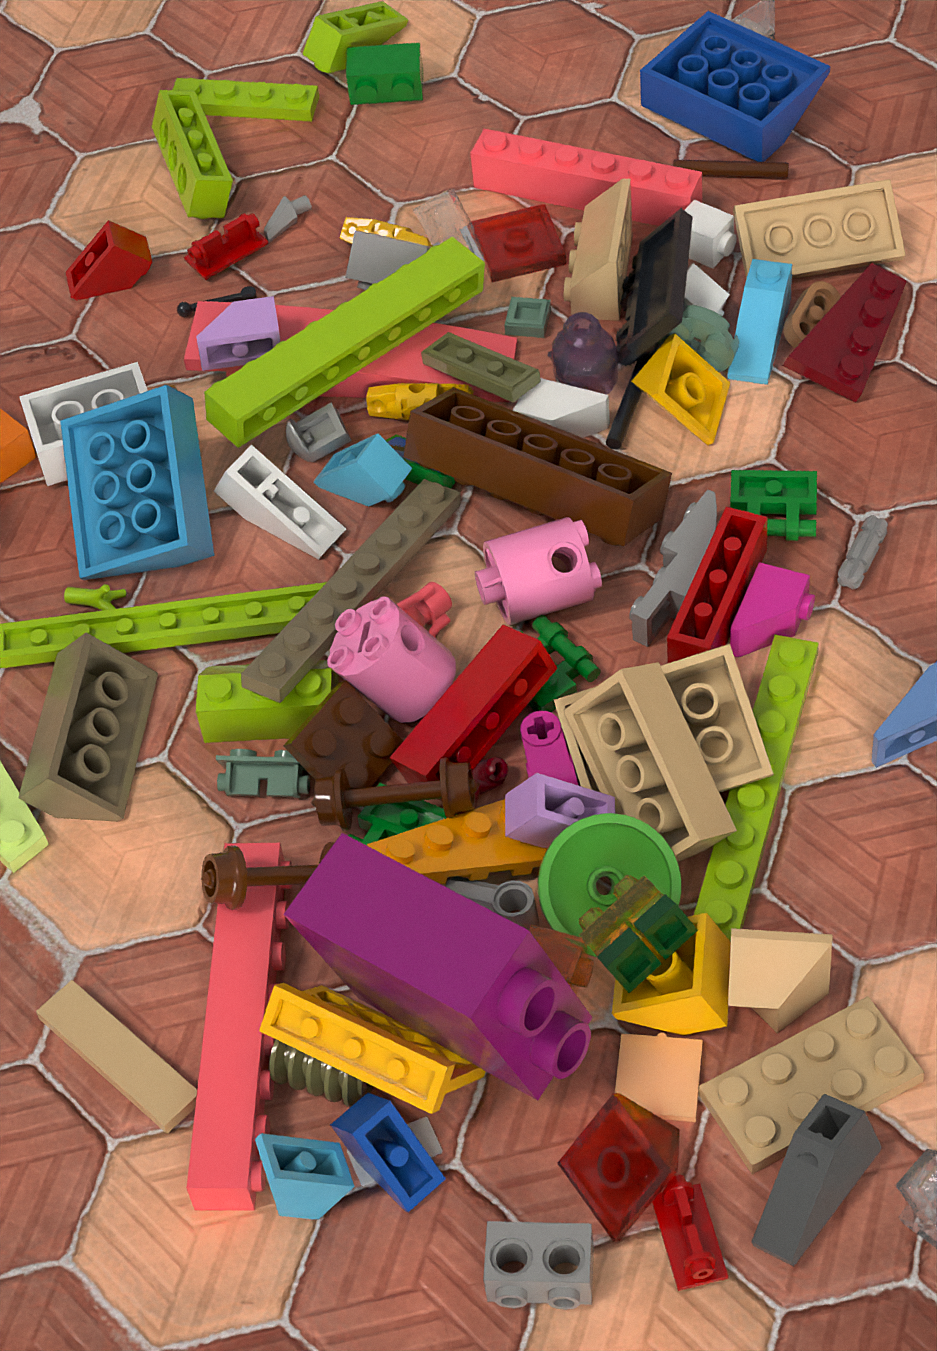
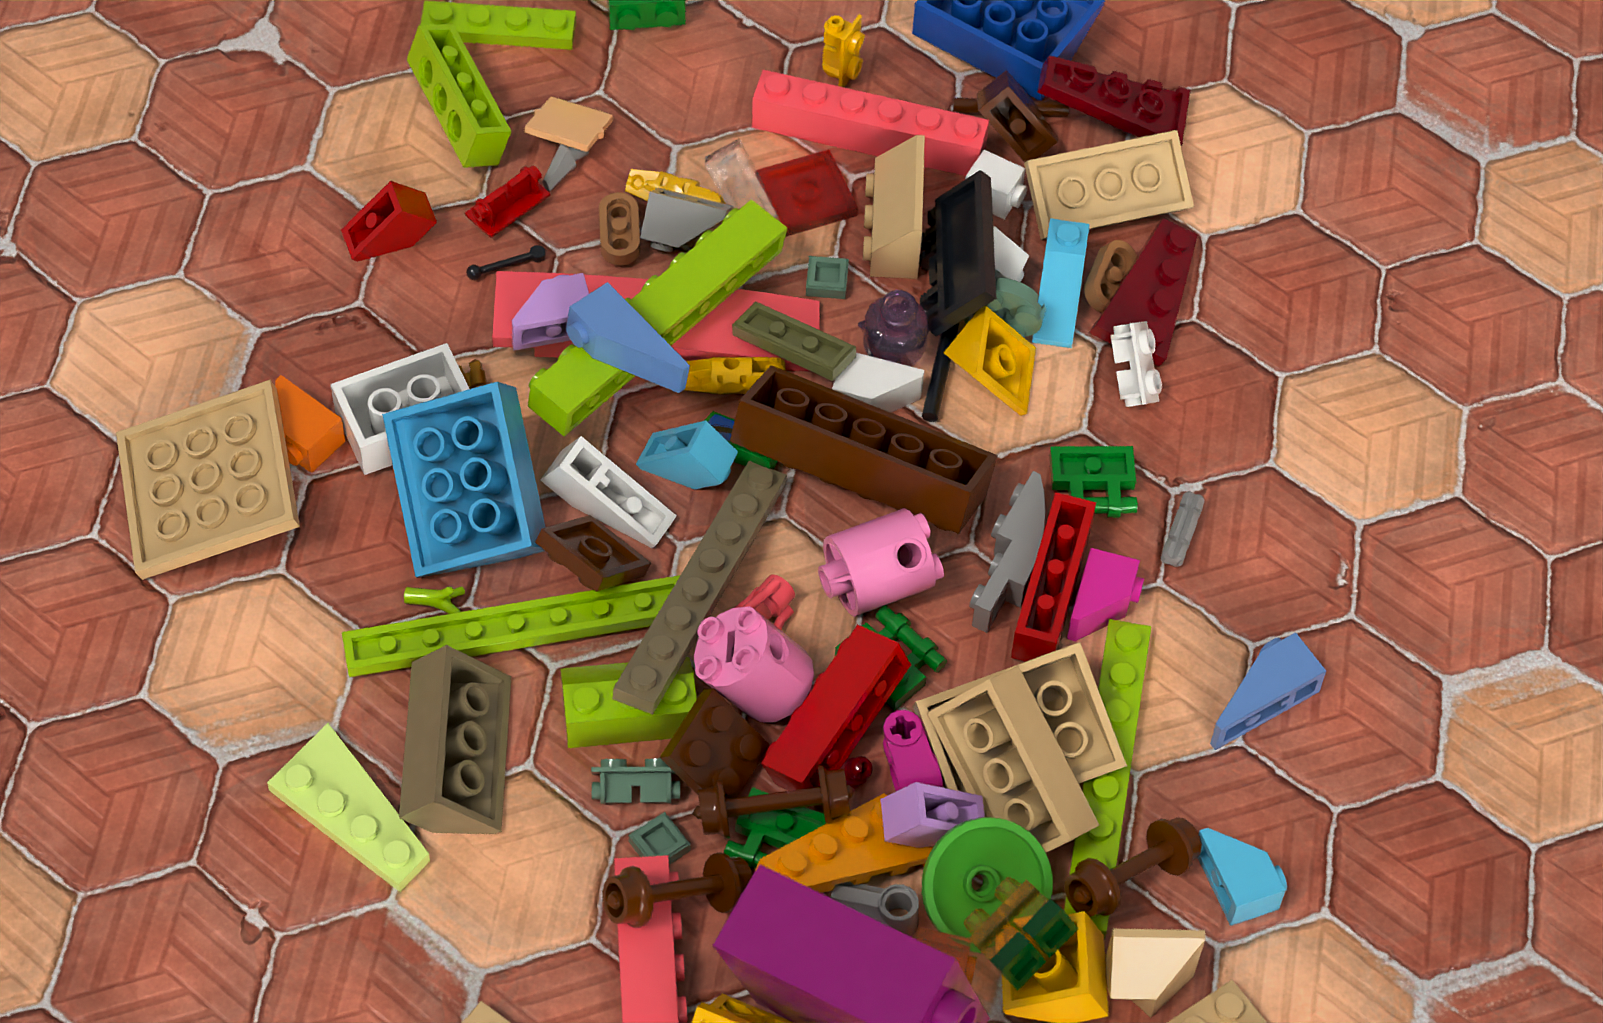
camera: 15 degrees left, 5 degrees up
(252, 557) = (592, 553): none -> reddish brown plate
(282, 828) = (659, 838): none -> sand green tile
(295, 181) = (568, 124): none -> light nougat piece
(299, 351) = (622, 338): none -> medium blue slope
(317, 434) = (635, 413): light grey plate -> none
(328, 271) = (619, 231): none -> medium nougat plate
(567, 110) = (842, 48): none -> yellow hinge
(730, 171) = (1015, 117): none -> reddish brown slope
(814, 856) = (1096, 888): none -> reddish brown piece
(828, 374) = (1141, 379): none -> white hinge
(831, 153) = (1114, 99): none -> dark red wing
(888, 891) = (1241, 877): none -> medium azure slope

